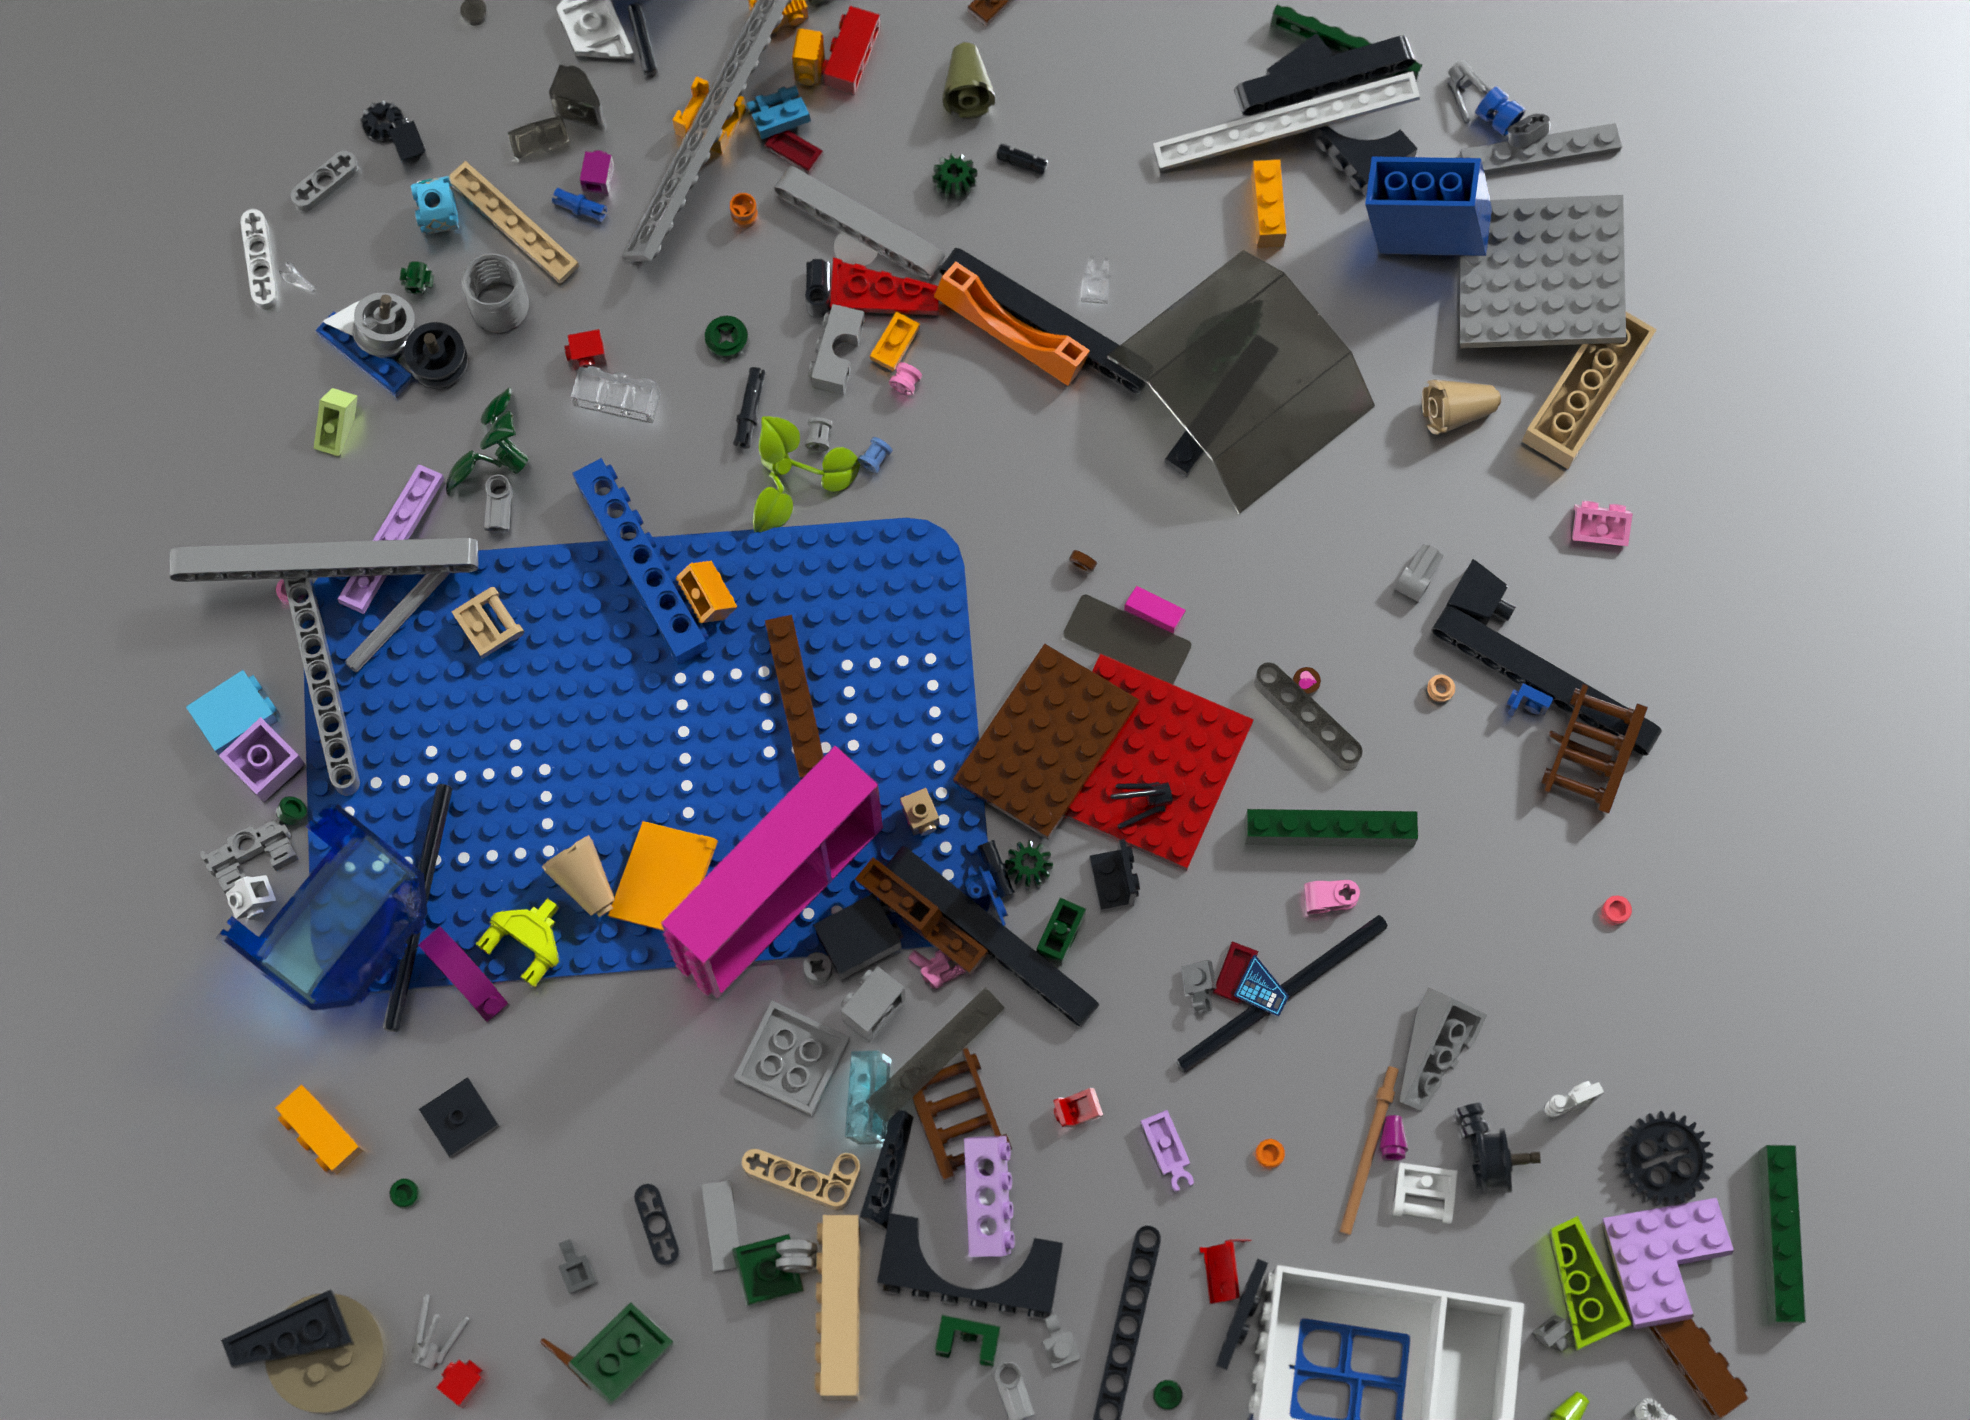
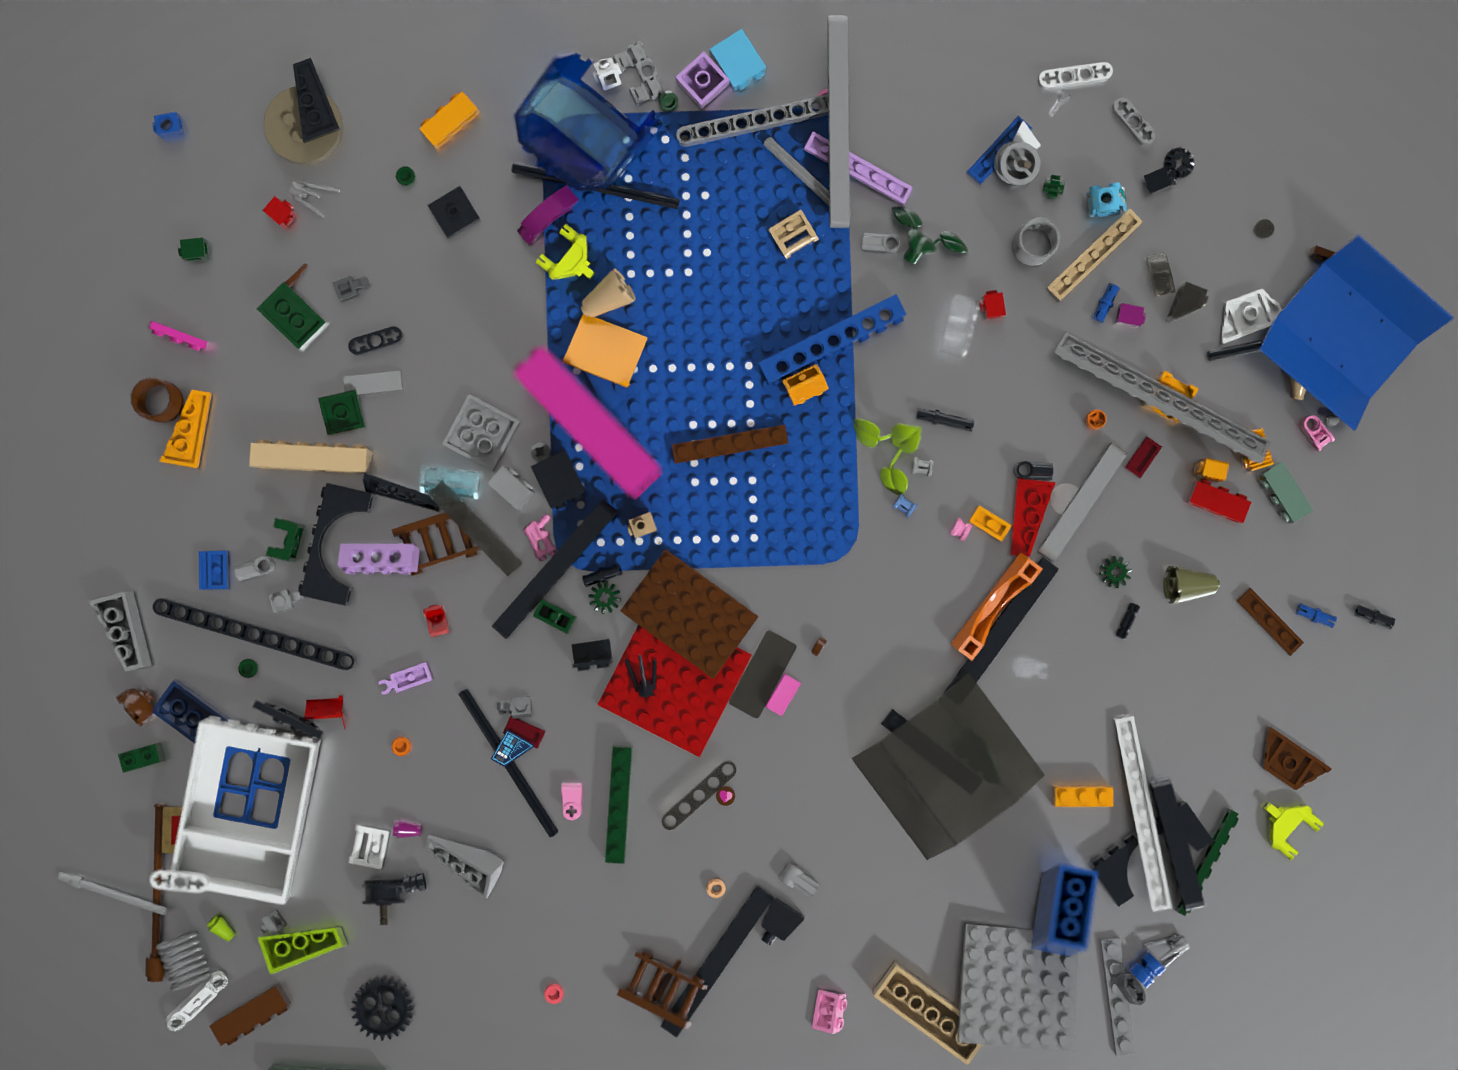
camera: 90 degrees right, 15 degrees up
(334, 421) = (948, 129): yellowish green slope -> none
(436, 354) = (993, 199): black wheel -> none
(726, 325) = (990, 404): dark green gear -> none
(780, 117) = (1166, 447): dark azure plate -> none
(796, 1256) = (345, 430): light grey wheel -> none
(800, 1173) = (403, 434): tan beam -> none
(841, 327) = (1002, 485): light grey arch -> none
(921, 915) = (567, 522): reddish brown bracket -> none
(984, 884) = (585, 564): blue hinge -> none
(1385, 1097) = (434, 826): medium nougat bar -> none
(1457, 403) = (921, 918): tan cone -> none
(1534, 700) = (702, 951): blue bracket -> none
(1579, 1097) = (422, 954): white plate -> none
(1650, 1248) = (324, 991): lavender plate -> none

